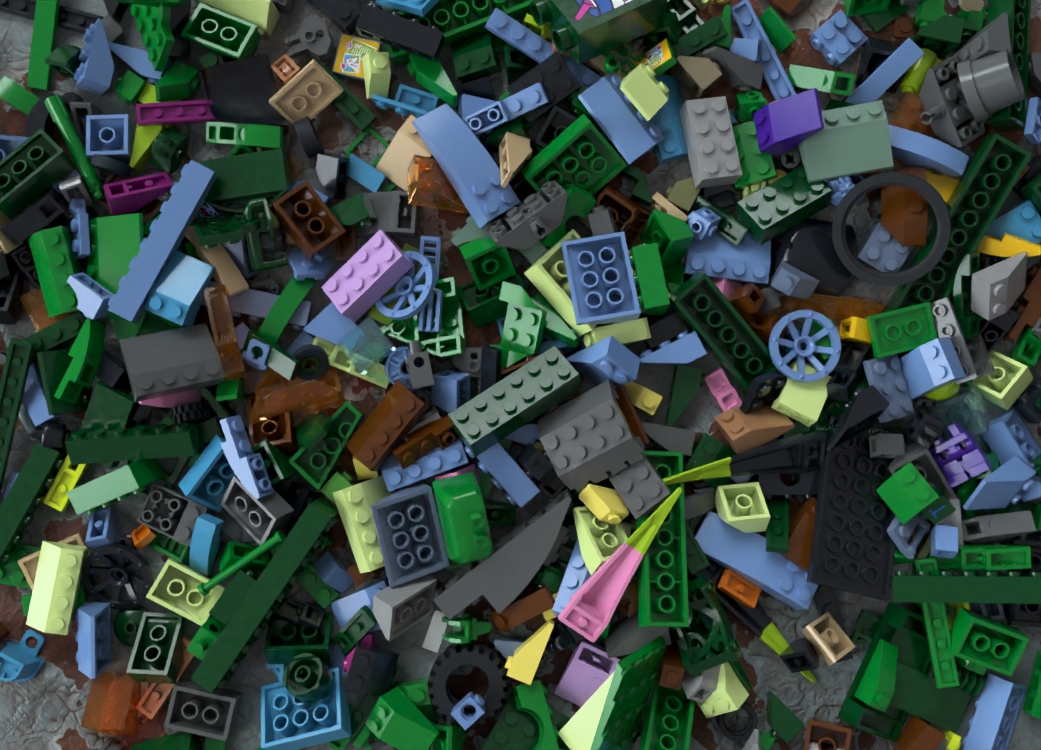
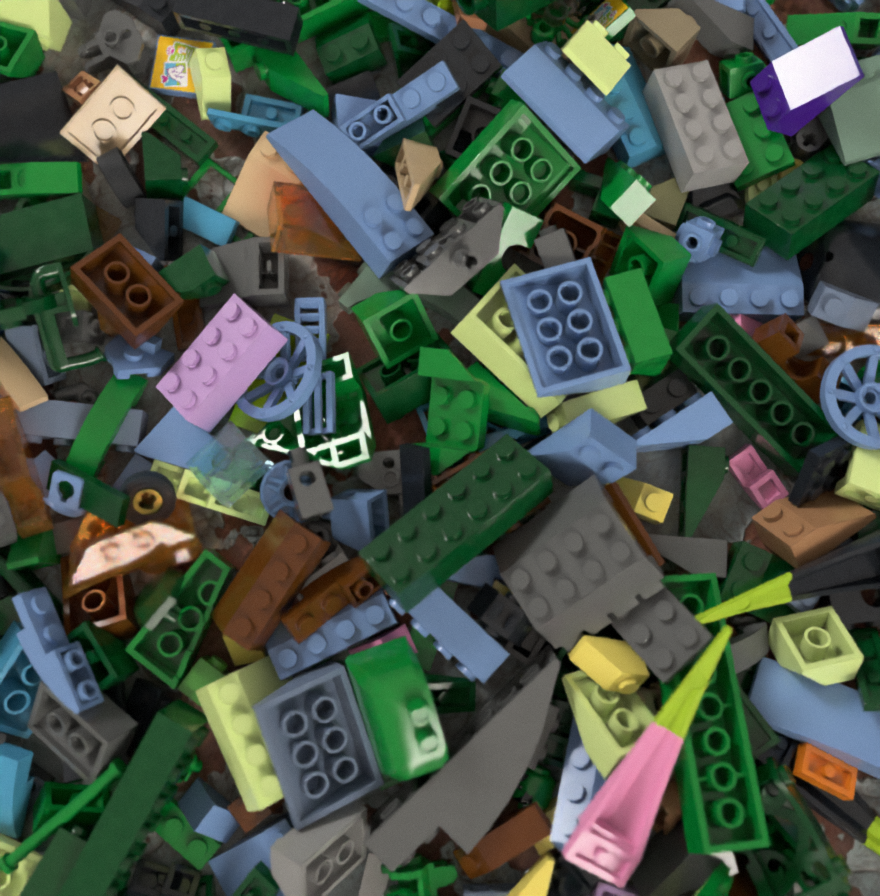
camera: 10 degrees left, 5 degrees down
(337, 133) = (162, 169): none -> dark green slope
(654, 185) = (625, 191): none -> green slope

